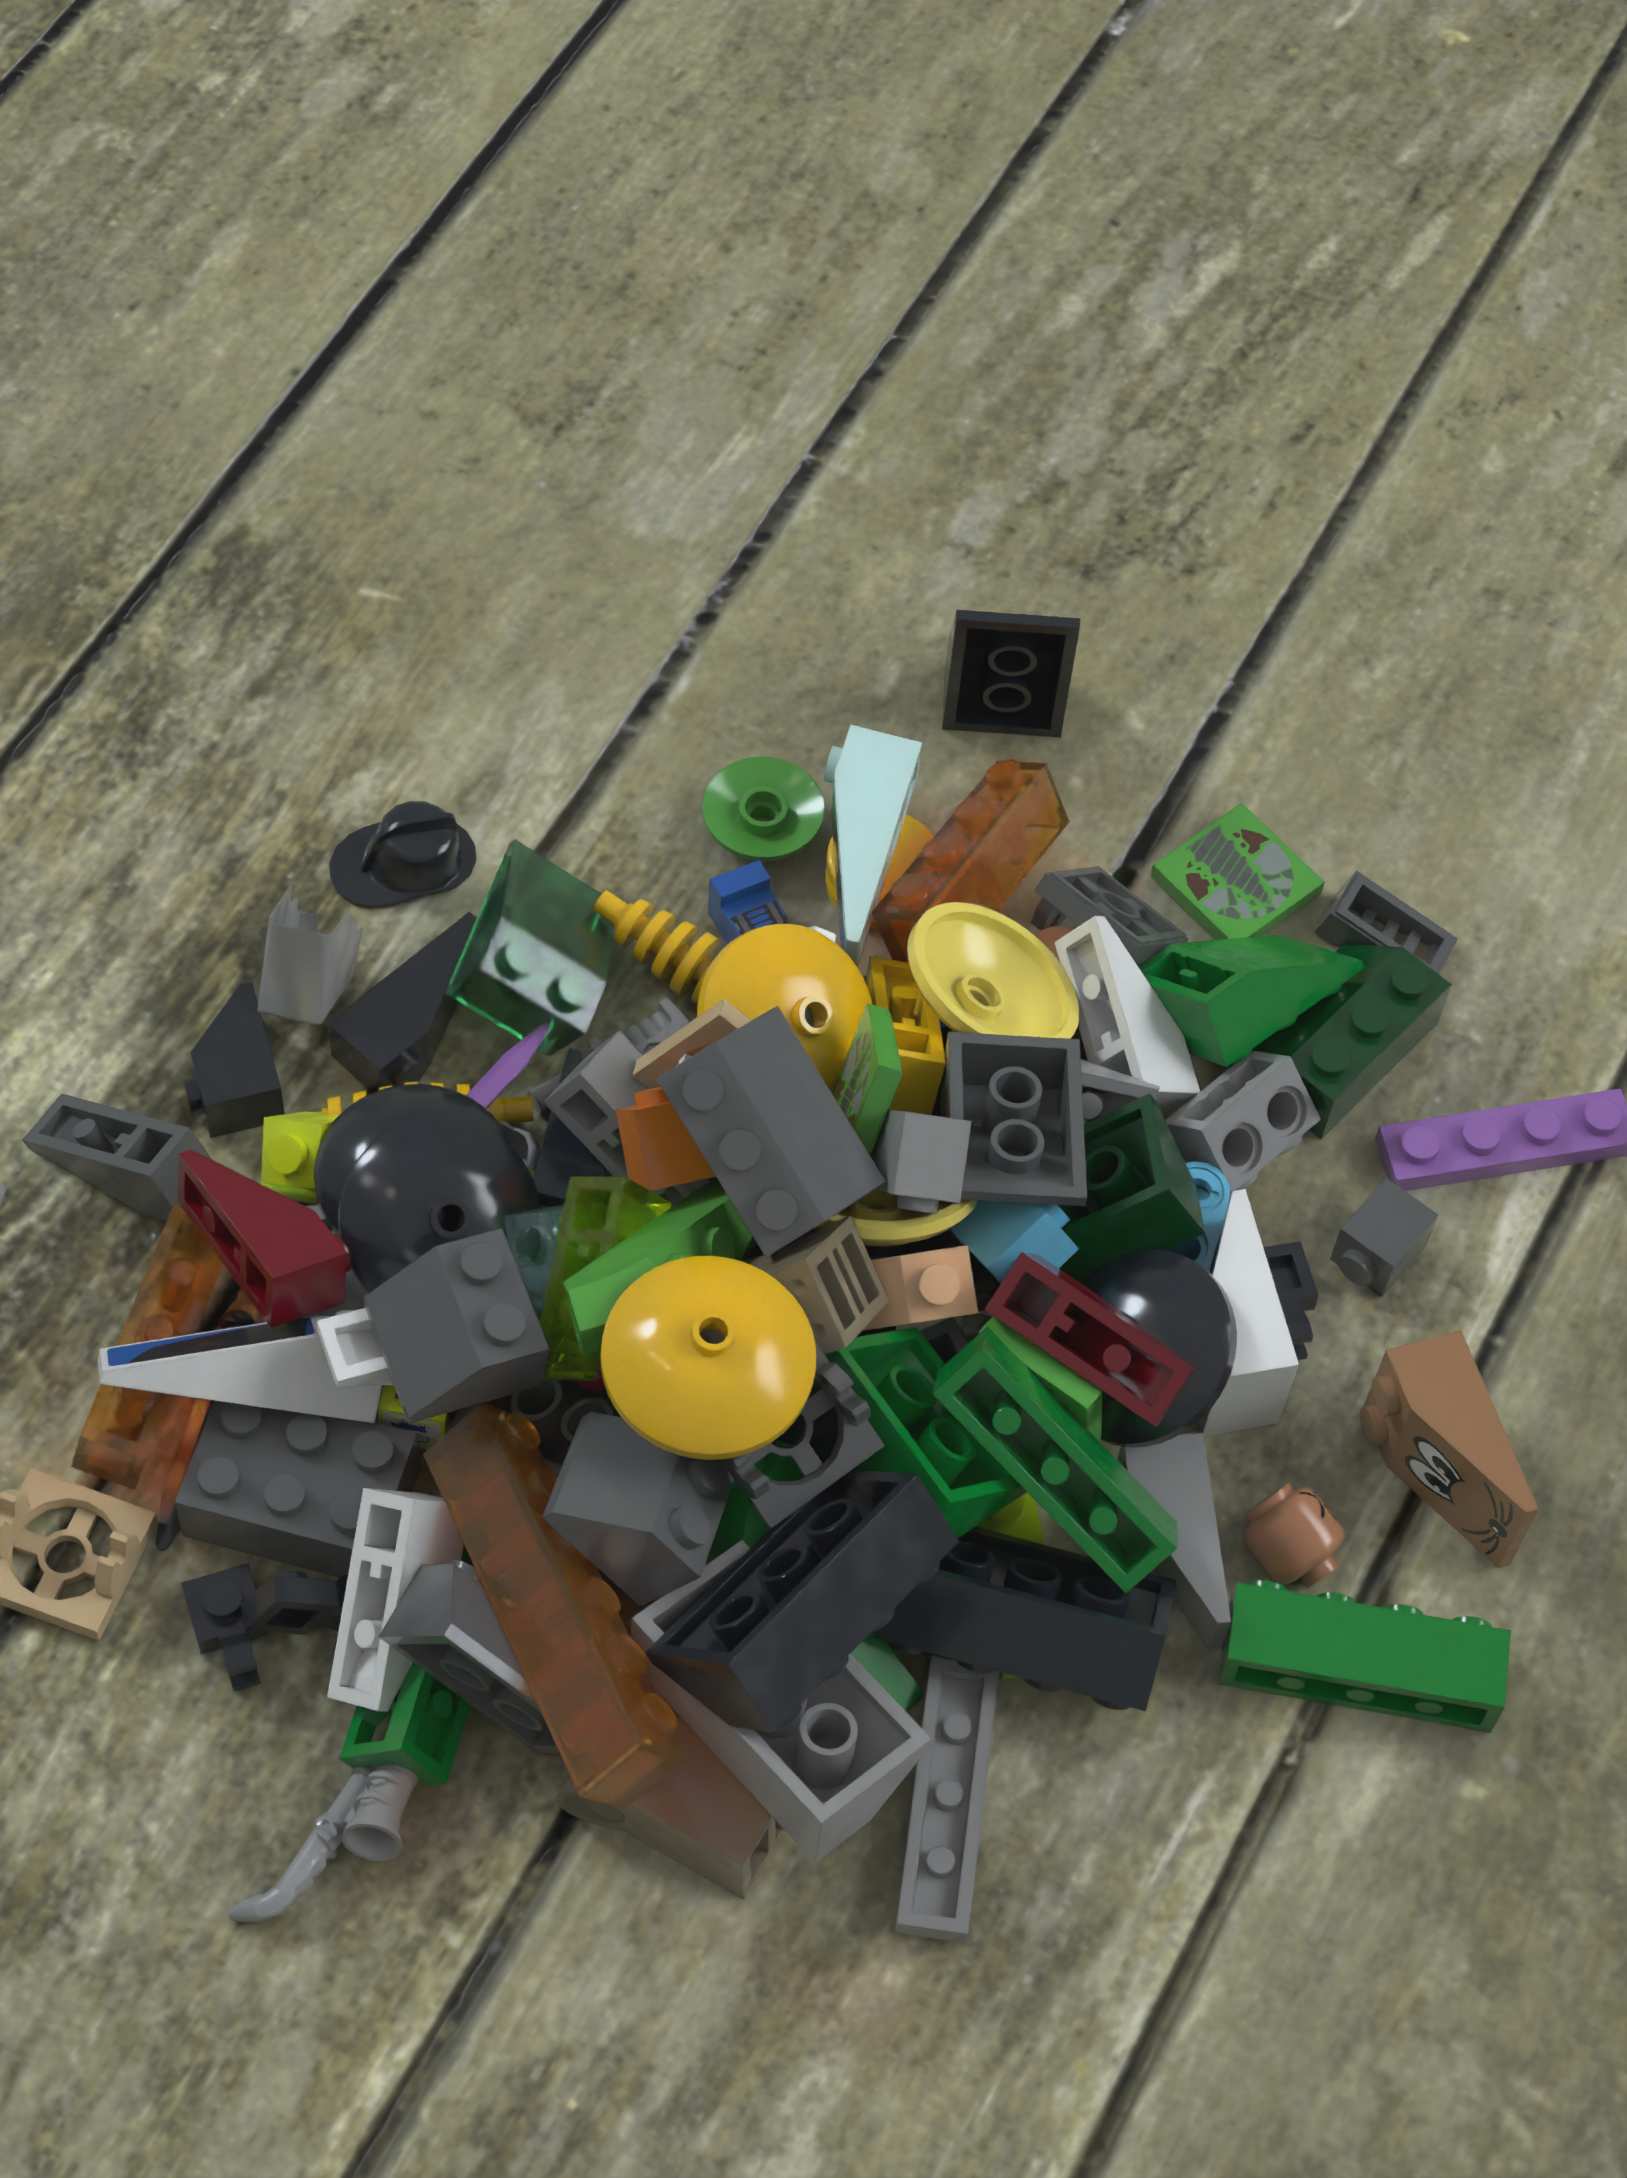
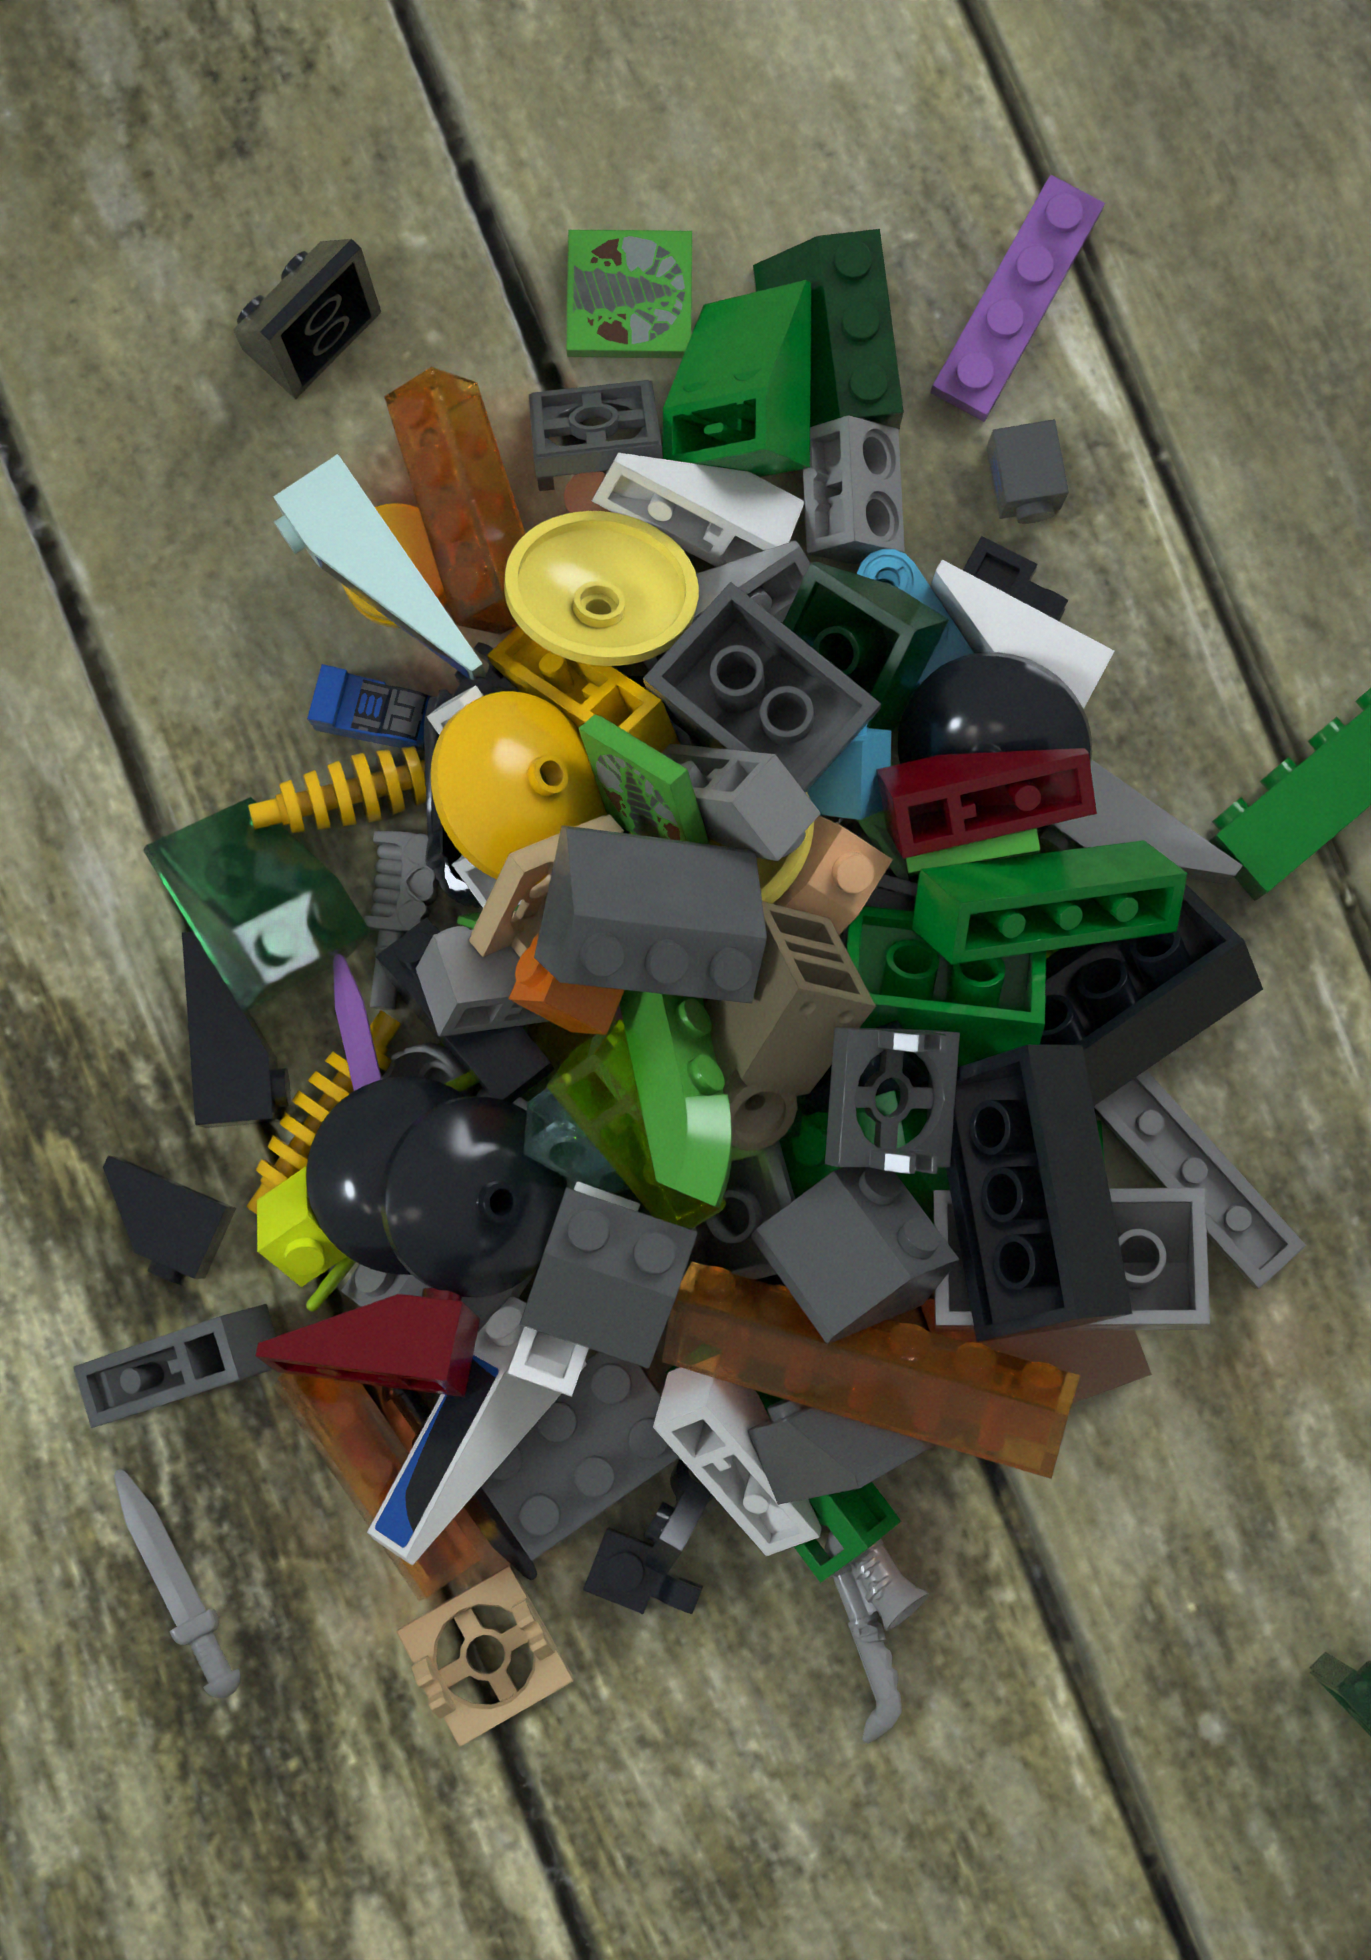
camera: 45 degrees left, 25 degrees up
(305, 968) = (144, 1124): light grey piece -> none
(403, 857) = (68, 932): black piece -> none
(700, 1394) = (765, 1137): yellow dish -> none
(768, 790) = (244, 591): bright green dish -> none
(1294, 1536) = (1203, 753): nougat head -> none
(1377, 904) = (735, 255): dark grey slope -> none
(1449, 1443) = (1231, 578): medium nougat slope -> none

